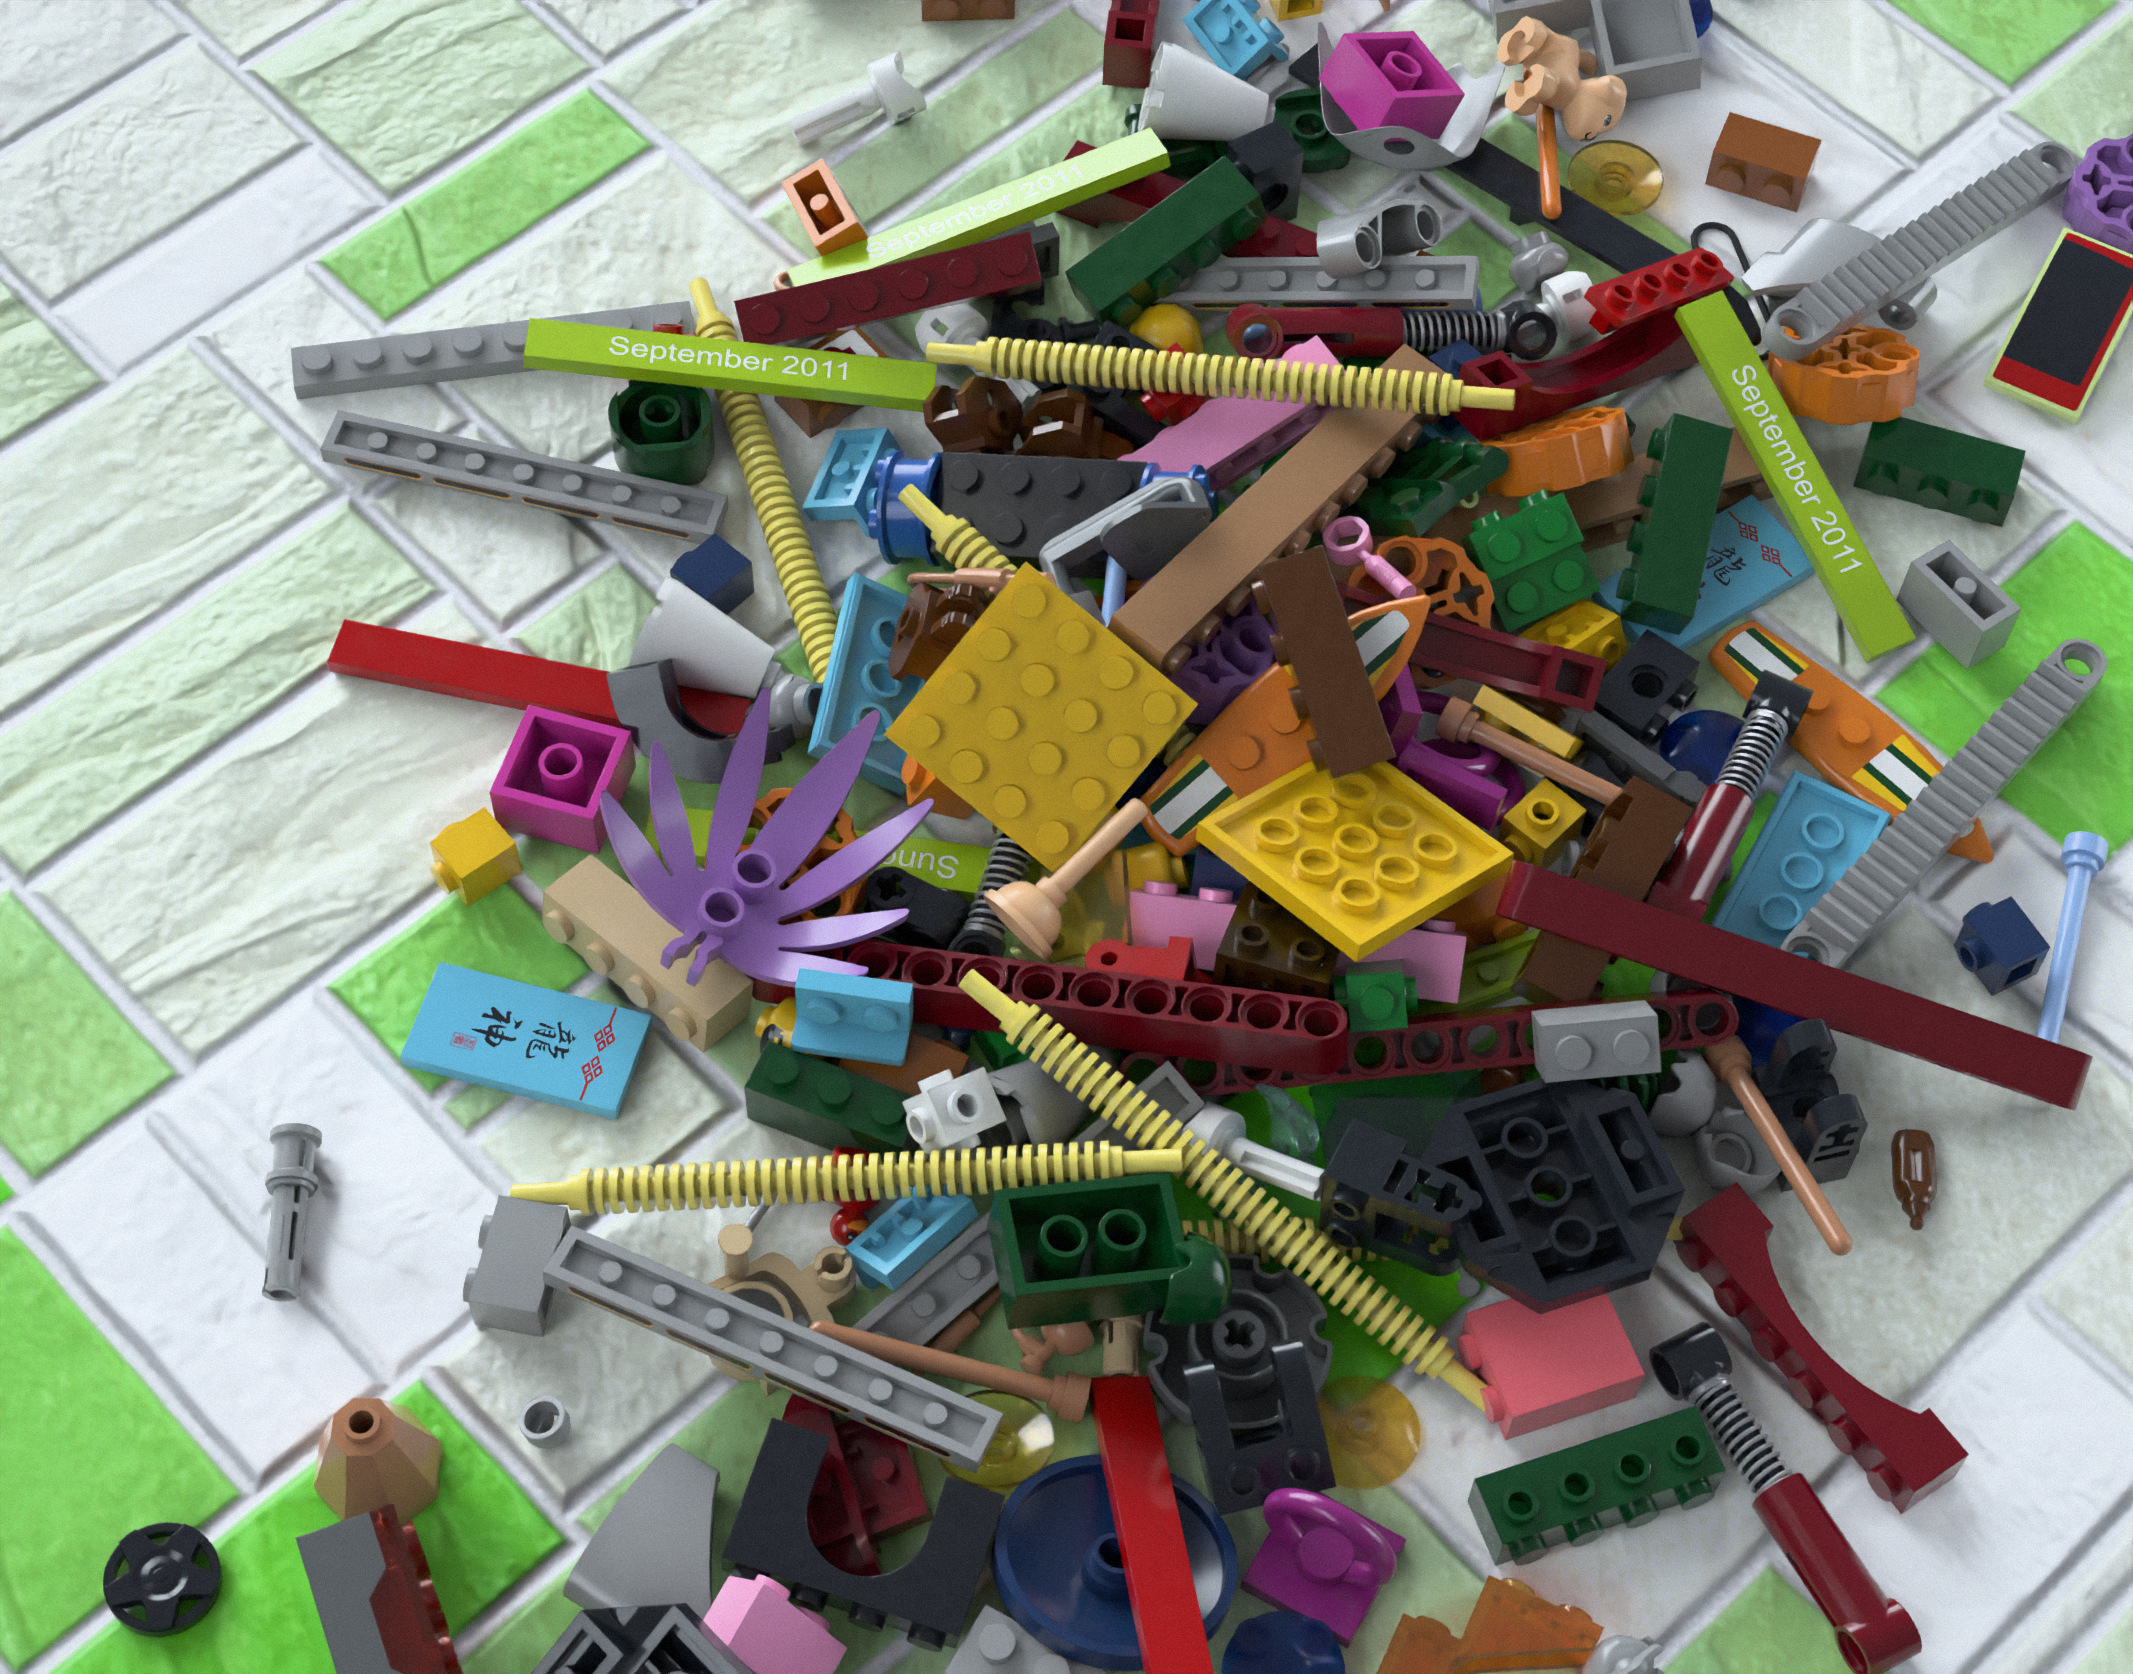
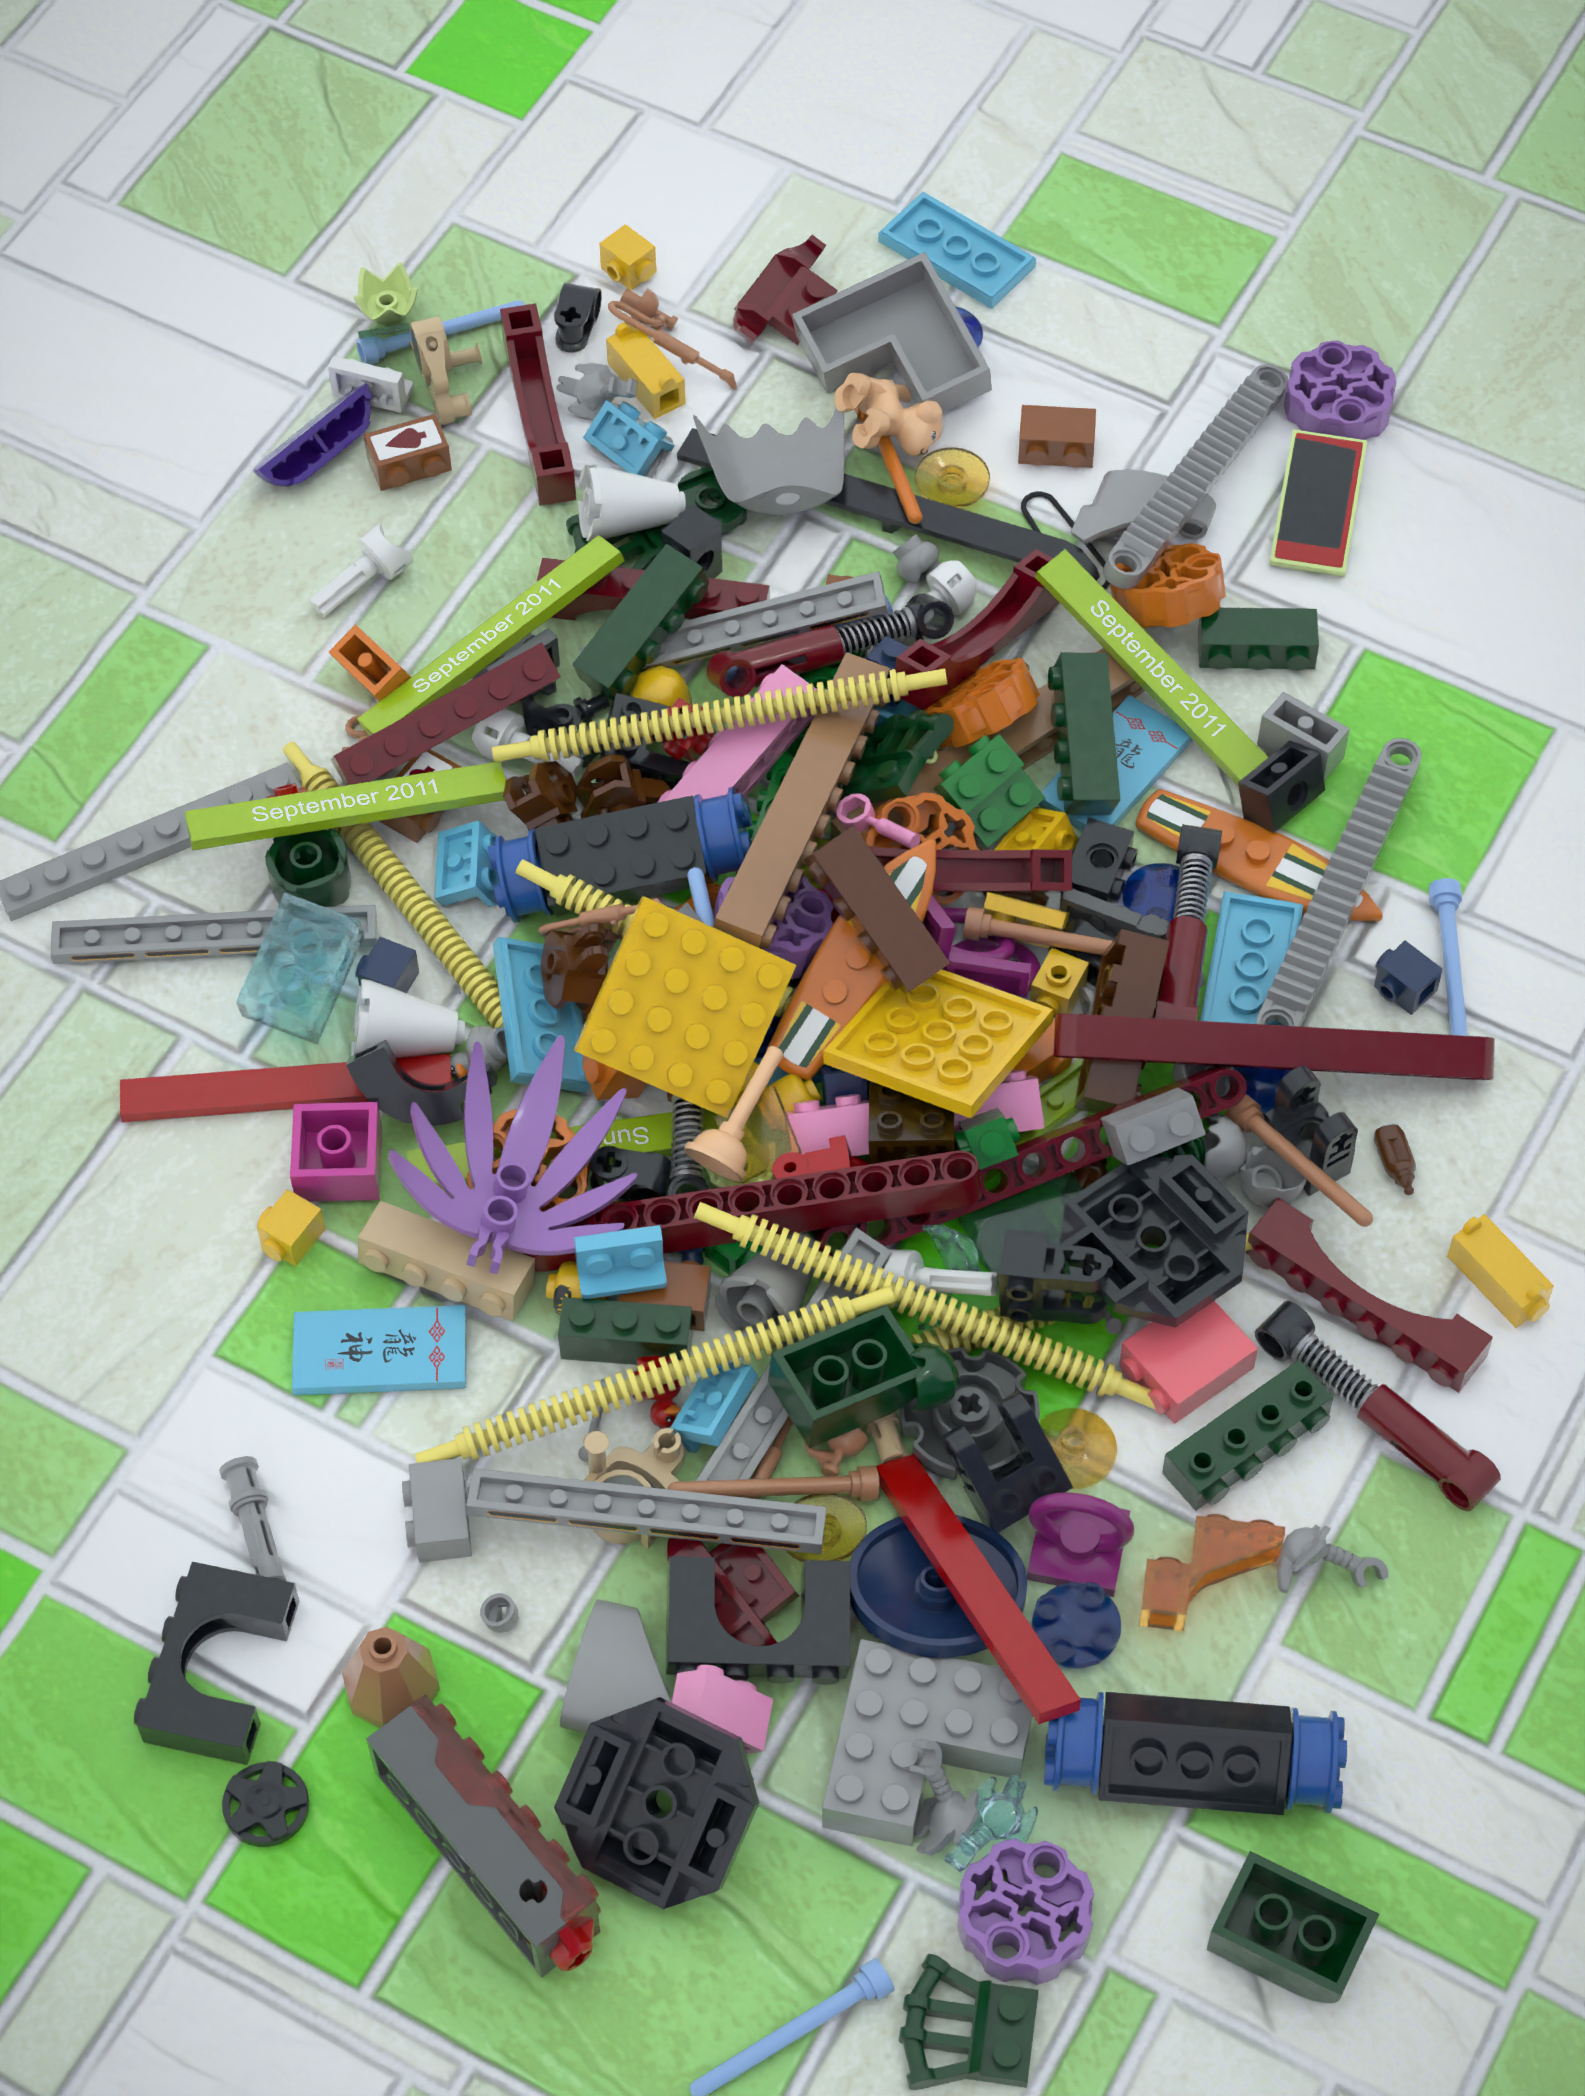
camera: 15 degrees left, 0 degrees up
(187, 1299) = (209, 1604): none -> black arch
(603, 544) = (300, 968): none -> clear light blue brick
(952, 1110) = (717, 1307): white brick -> none
(1137, 532) = (706, 848): dark grey piece -> none
(1360, 238) = (786, 580): light grey panel -> none
(1391, 82) = (765, 451): dark pink brick -> none
(1656, 289) = (1015, 559): red bracket -> none
(1910, 658) = (1281, 786): none -> black brick
(2007, 1368) = (1500, 1271): none -> yellow brick

